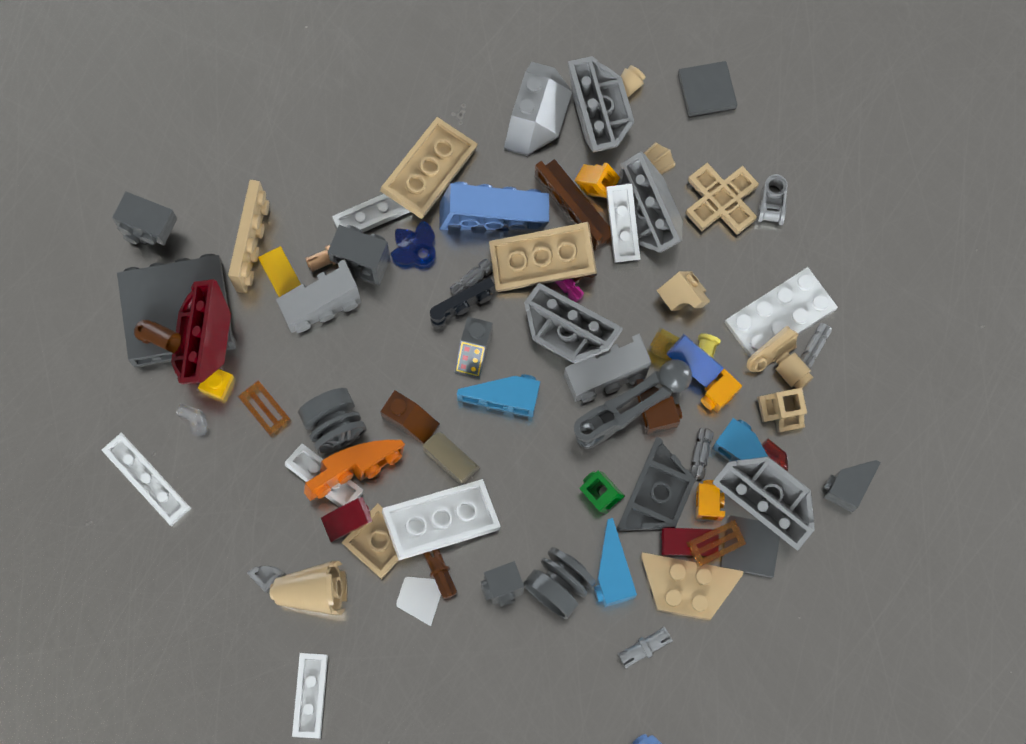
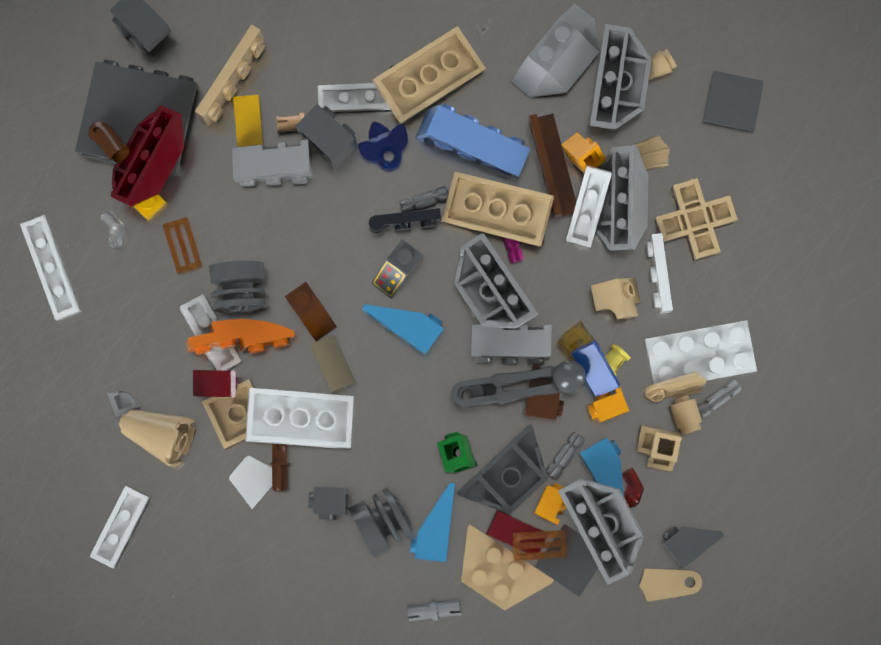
camera: 25 degrees right, 10 degrees up
(712, 257) = (659, 273): none -> white plate
(772, 204) = (742, 243): light grey piece -> none
(848, 531) = (667, 583): none -> tan piece

